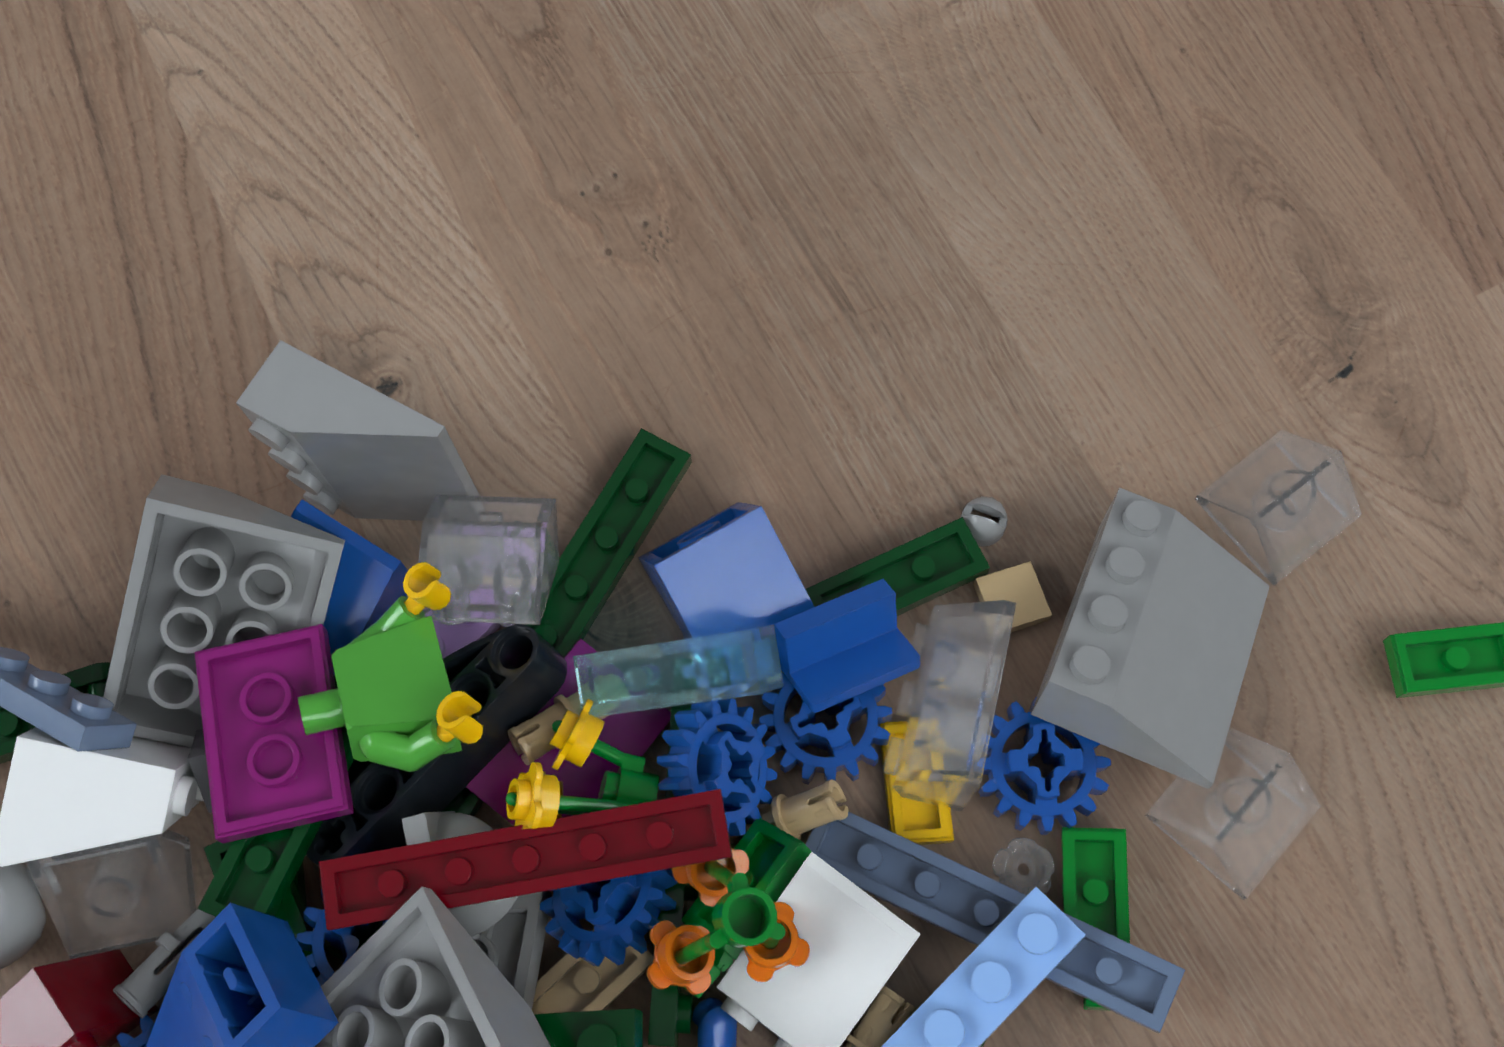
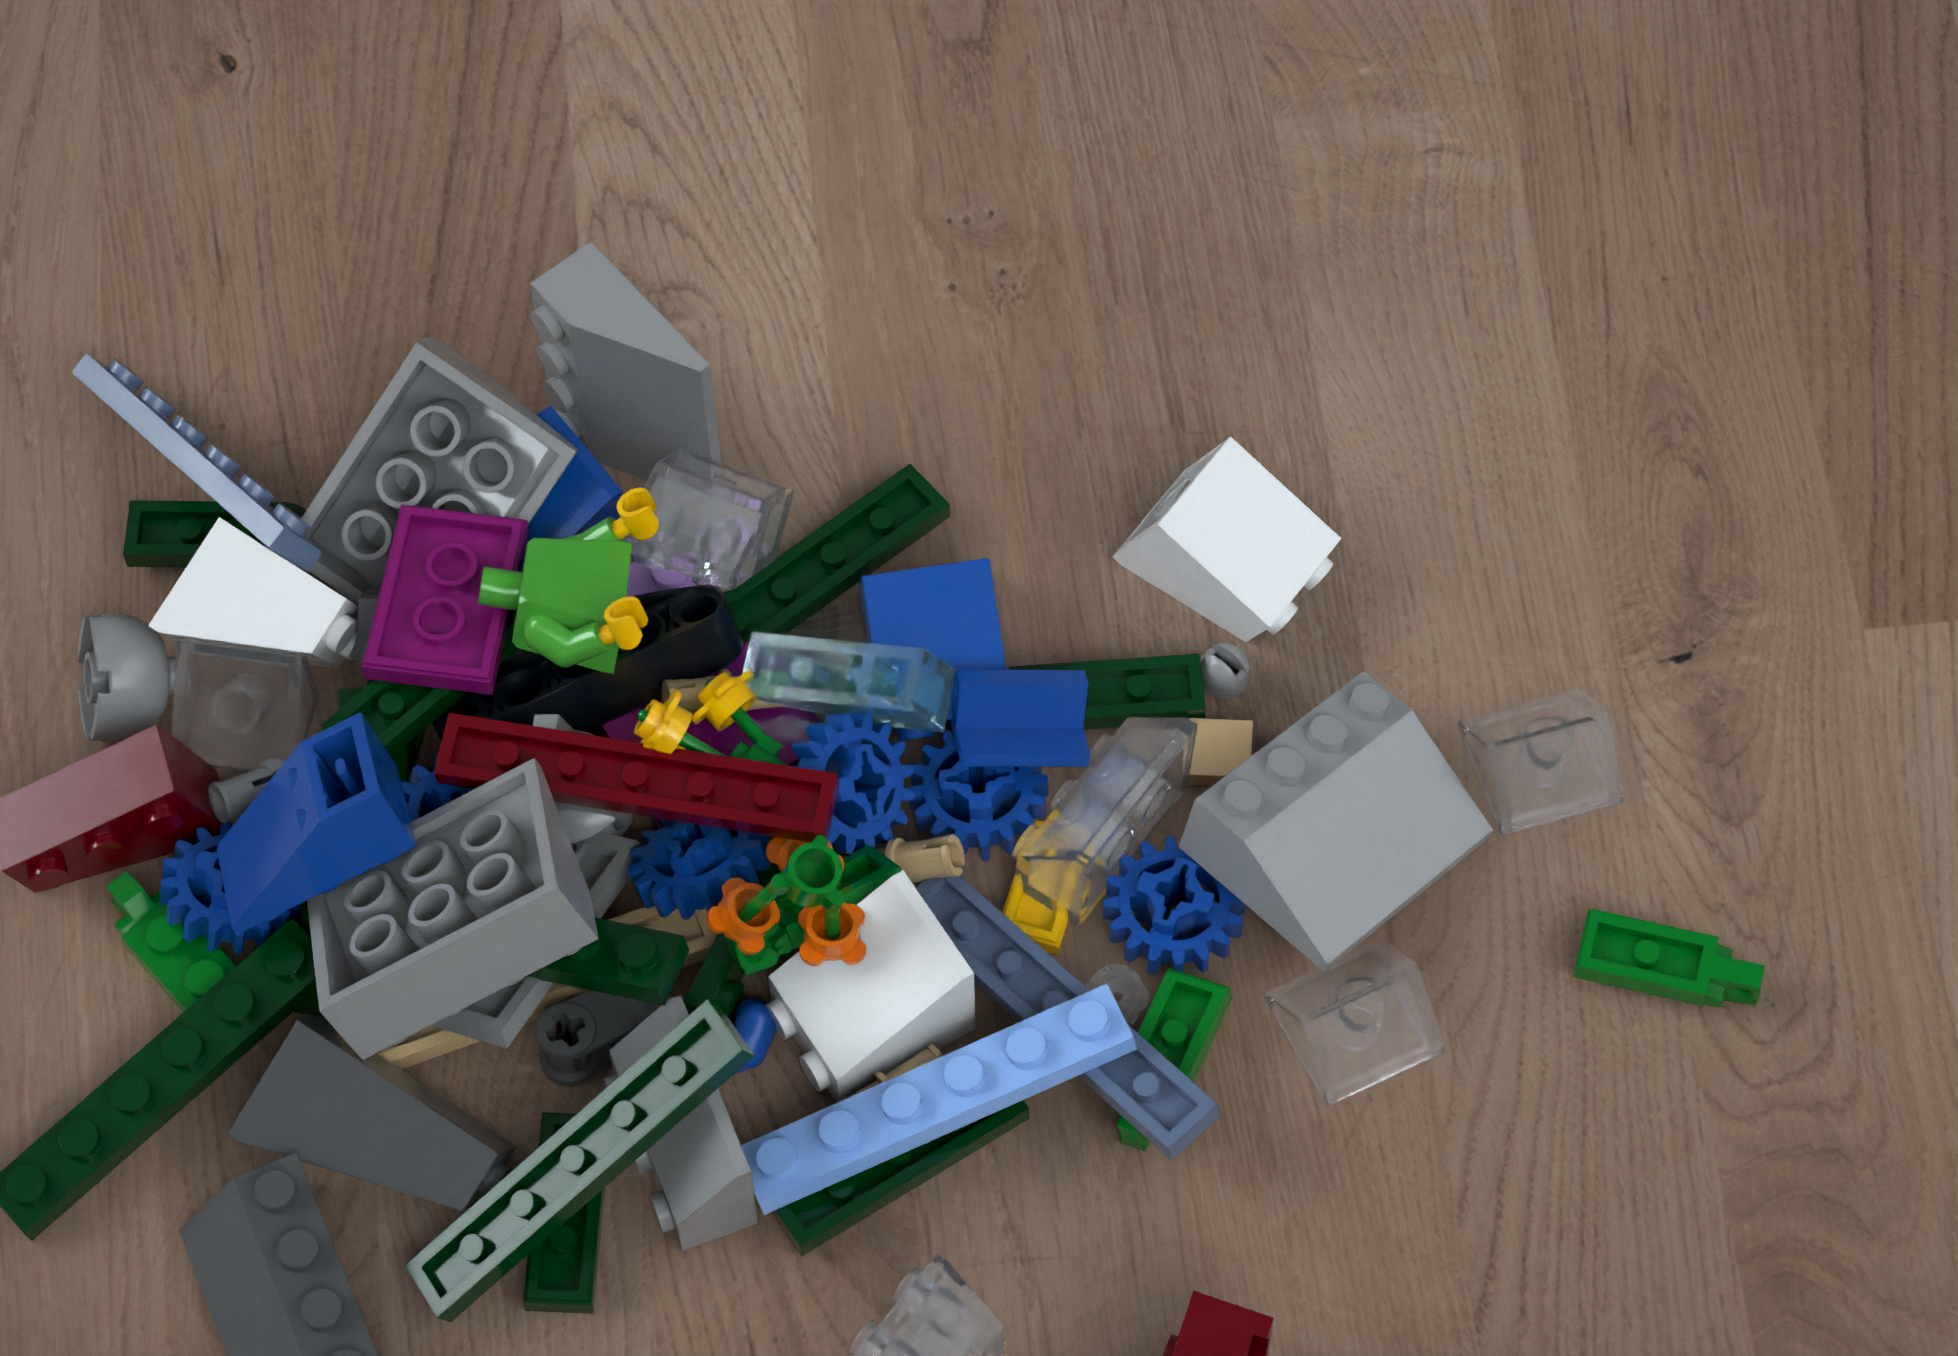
camera: 20 degrees right, 10 degrees down
(945, 405) = (1231, 543): none -> white slope

